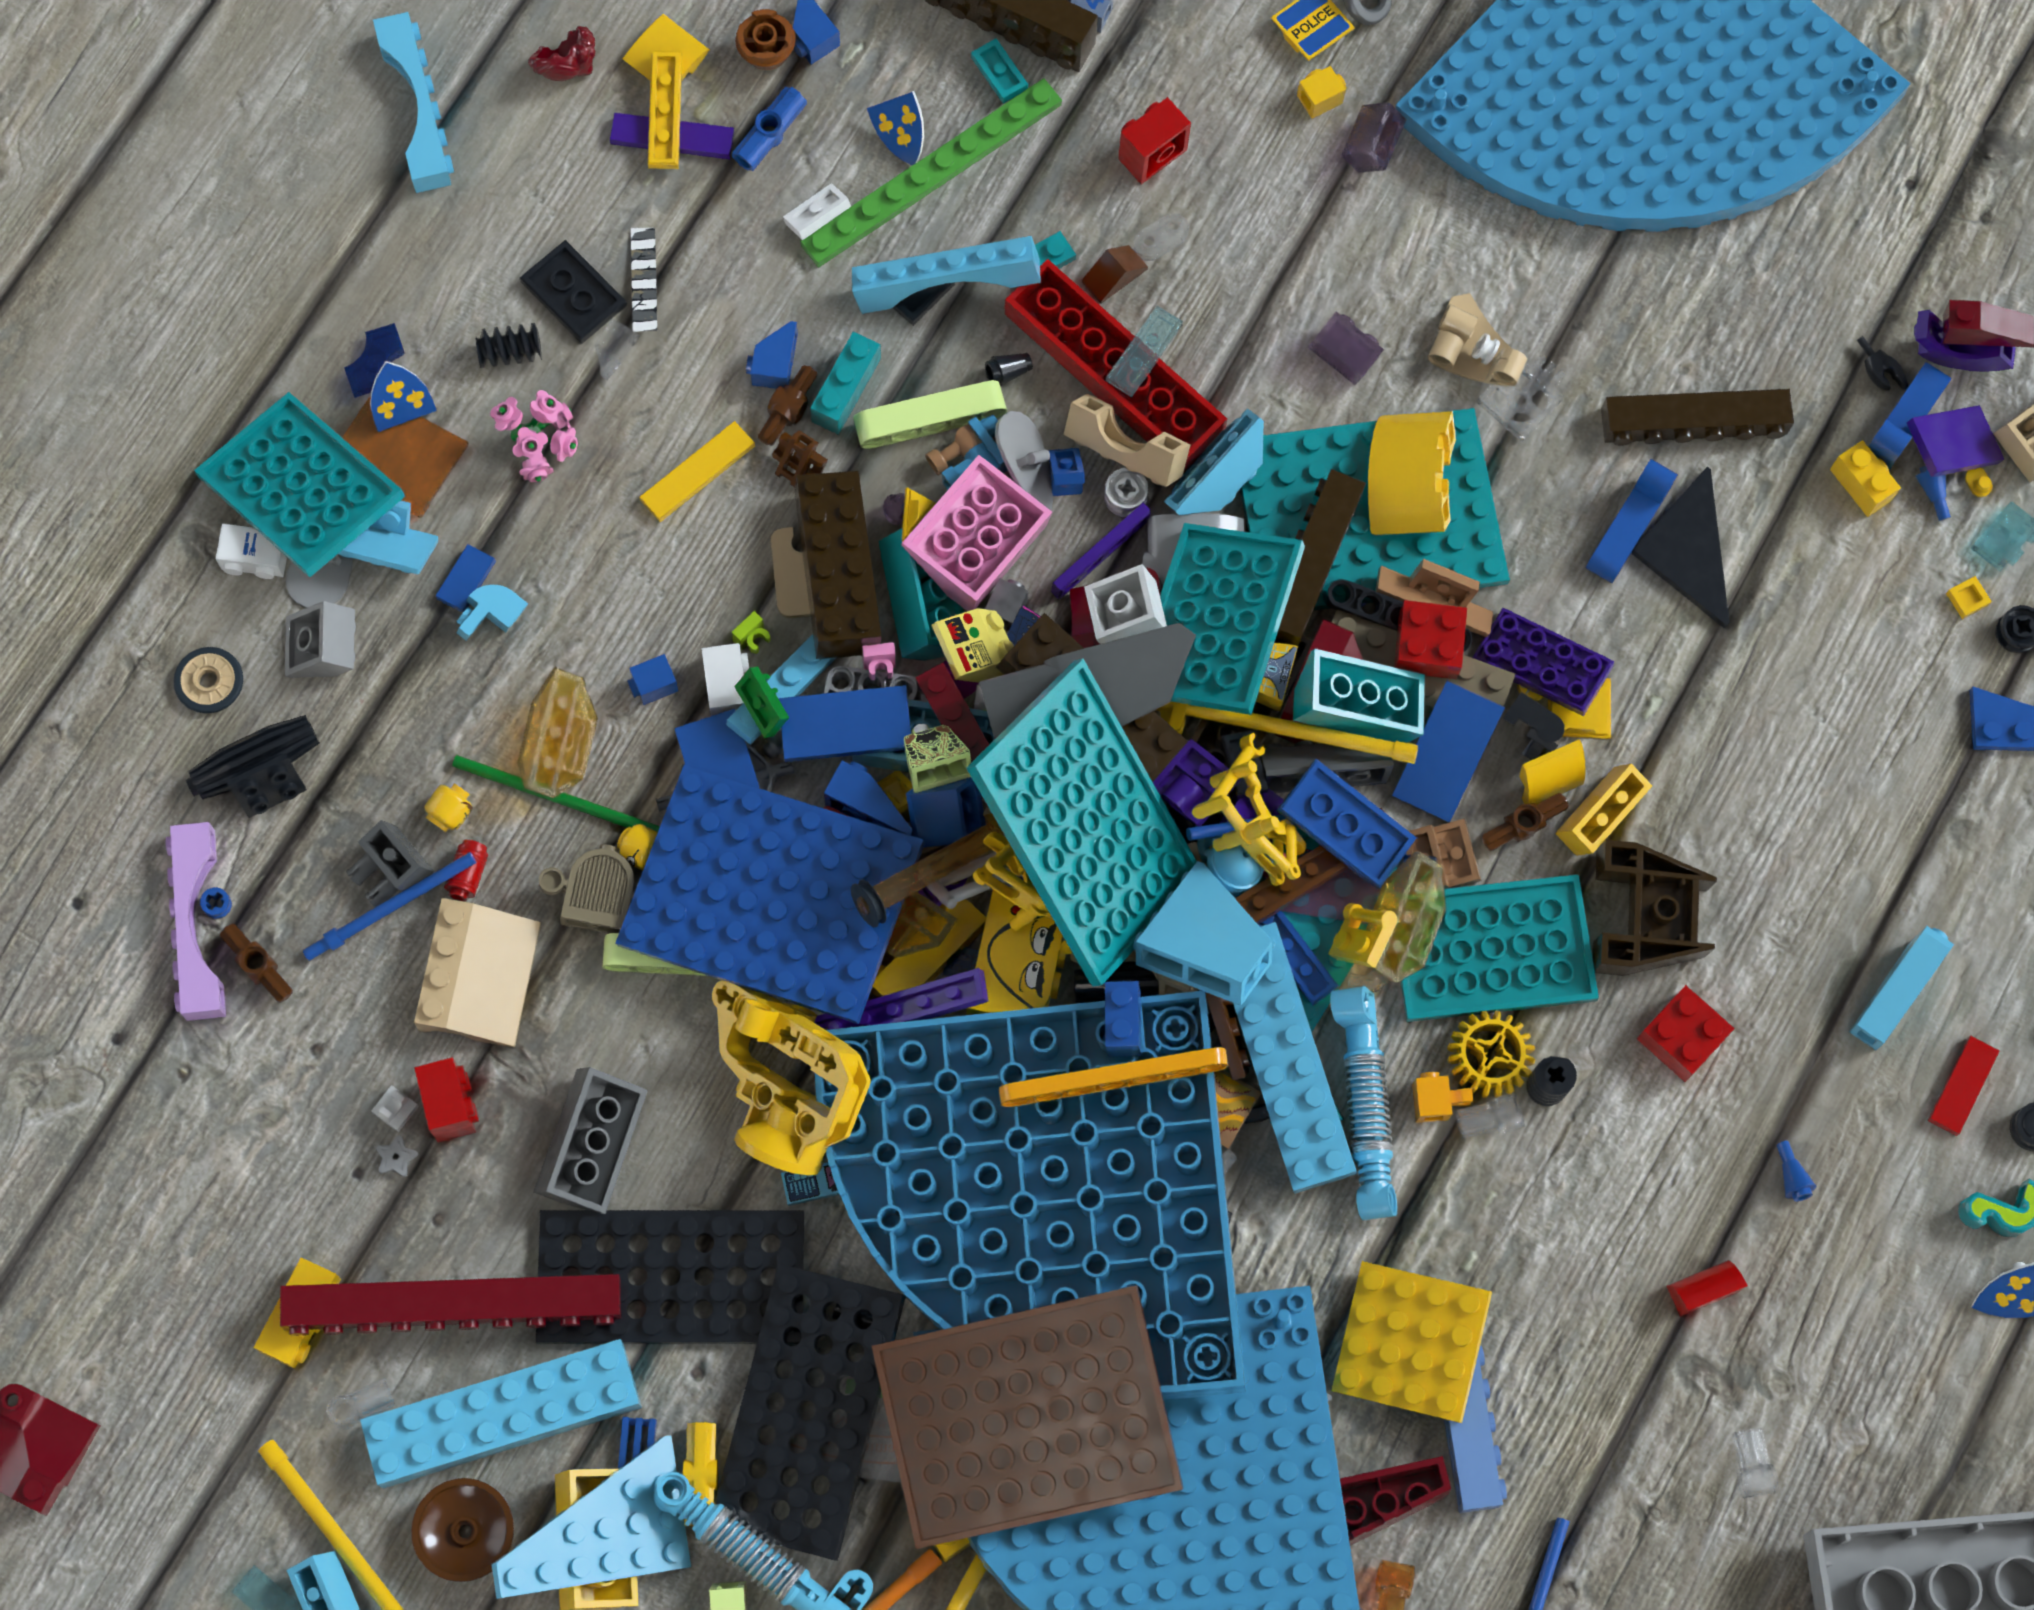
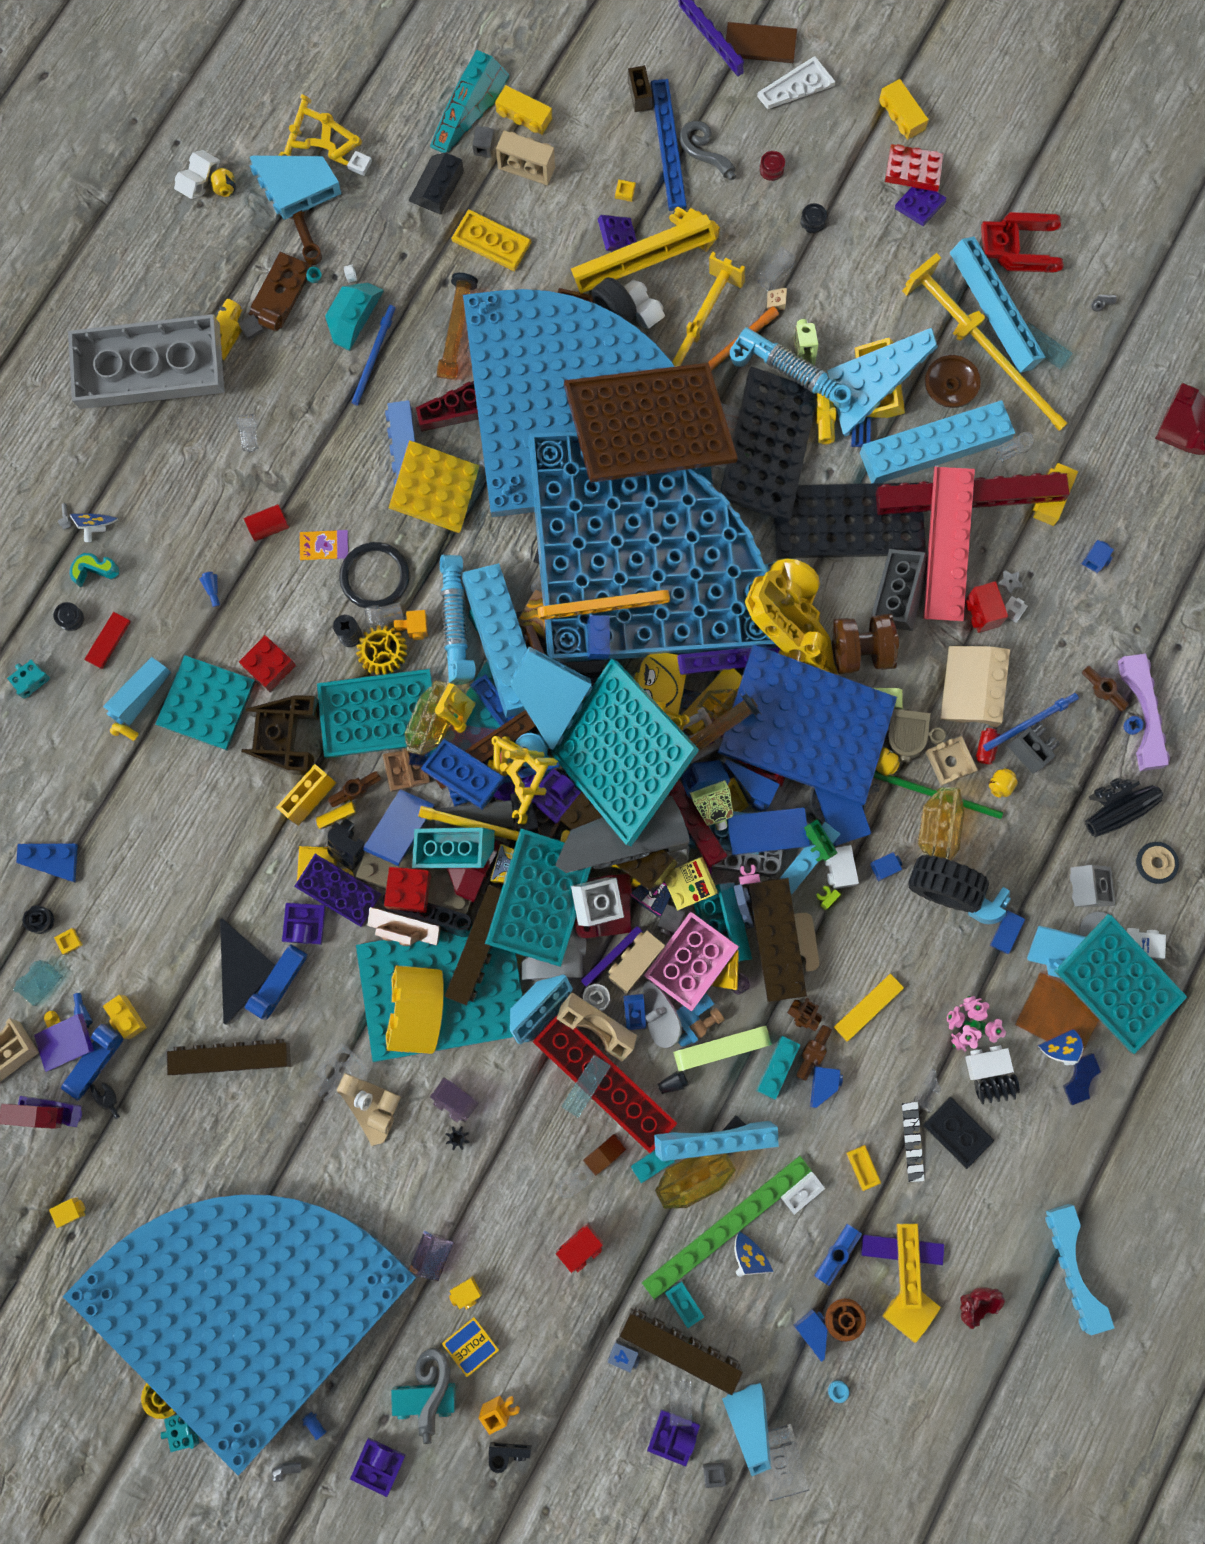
camera: 175 degrees left, 5 degrees up
(236, 1196) = (1098, 556): none -> blue brick
(501, 1211) = (948, 543): none -> coral plate
(515, 833) = (956, 749): none -> tan piece
(516, 379) = (989, 1063): none -> white brick
(559, 630) = (948, 883): none -> black tyre
(640, 1036) = (879, 642): none -> reddish brown piece
(721, 246) = (863, 1168): none -> yellow tile
(892, 617) = (743, 900): none -> sand blue wing
(988, 220) = (694, 1180): none -> clear yellow wedge
(1063, 535) = (635, 961): none -> tan brick
(1337, 303) = (452, 1135): none -> black gear
(1471, 1225) = (367, 547): none -> black wedge
(1595, 612) = (303, 923): none -> dark purple plate
(1603, 1252) = (323, 545): none -> sticker
(1785, 975) = (205, 702): none -> teal plate
(1912, 925) = (123, 729): none -> yellow arm
(1919, 208) = (67, 1212): none -> yellow brick

